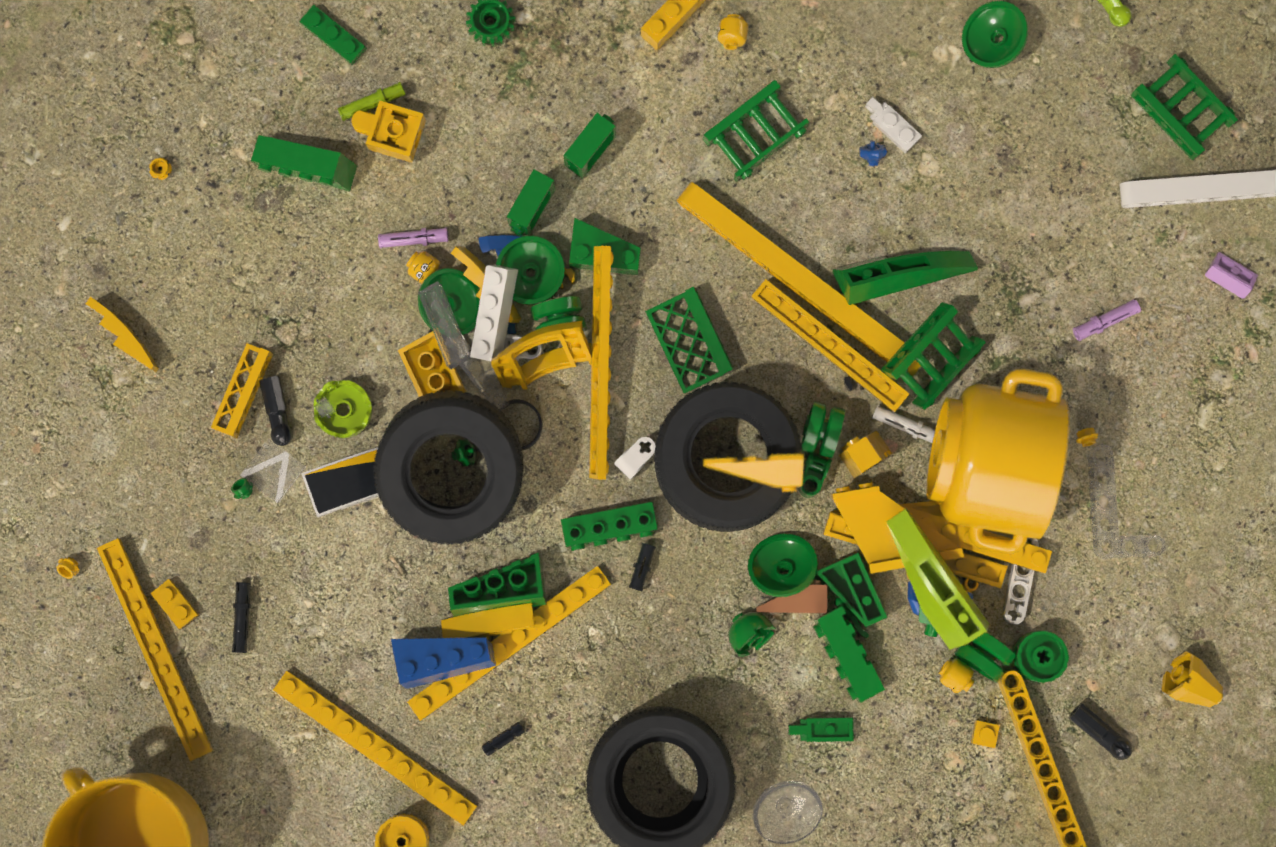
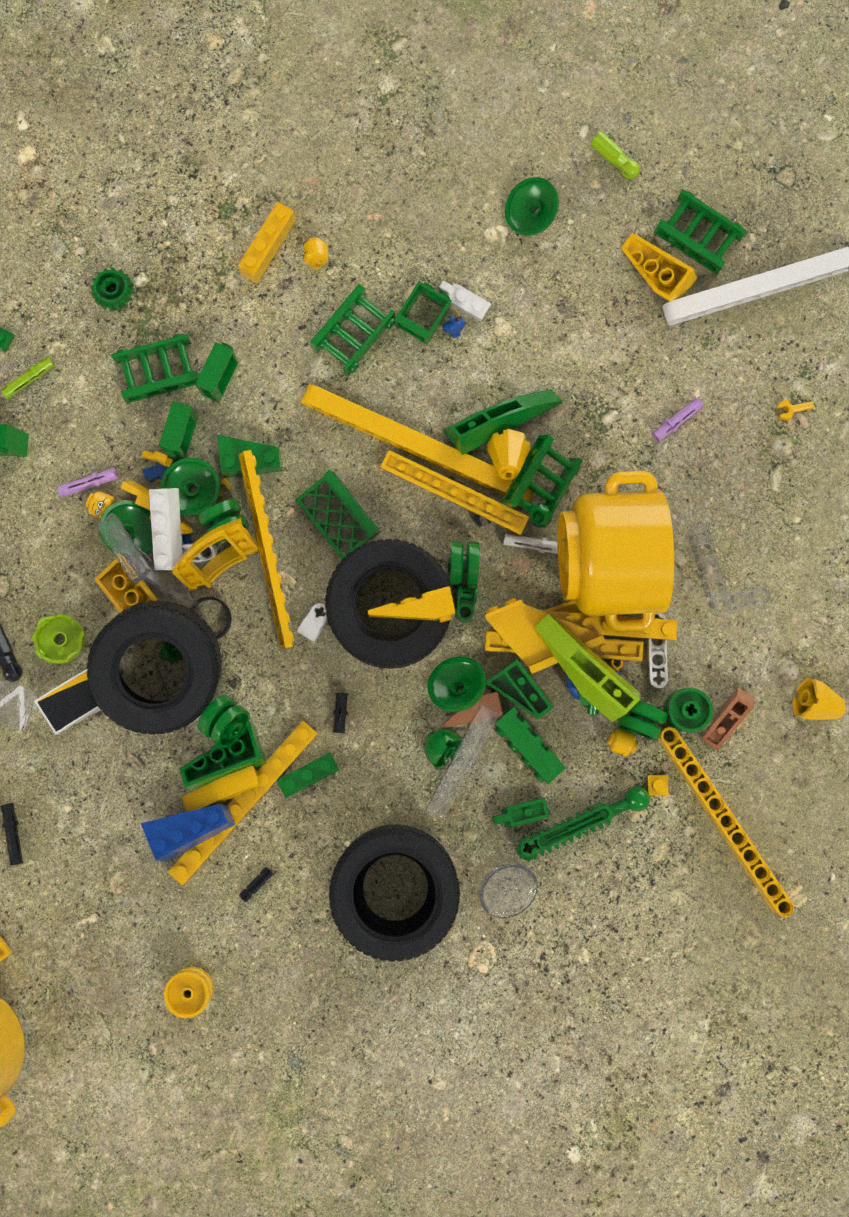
camera: 15 degrees left, 0 degrees up
(324, 407) = (42, 641): clear plate -> none
(375, 747) = (149, 917): yellow plate -> none
(391, 130) = (48, 397): yellow brick -> none
(501, 227) = (158, 457): none -> yellow bar
(511, 546) = (223, 721): none -> green wheel
(533, 143) = (152, 387): none -> green fence
(589, 629) = (308, 775): none -> green plate
(608, 525) = (304, 684): green brick -> none
(769, 654) = (462, 761): none -> clear plate
(831, 151) = (411, 327): none -> green window
(850, 616) = (521, 712): green piece -> none
(864, 453) = (503, 575): yellow wedge -> none
(902, 315) = (508, 452): none -> yellow cone
(922, 394) = (540, 514): none -> green piece
(956, 743) = (635, 799): none -> green gear
(1085, 677) = (728, 718): none -> nougat slope
(1086, 437) = (683, 519): yellow plate -> none
(1101, 732) = (769, 769): black piece -> none
(1128, 144) = (661, 271): none -> yellow wedge
(1231, 275) = (770, 360): lavender slope -> none
(1244, 337) = (793, 408): none -> yellow bar

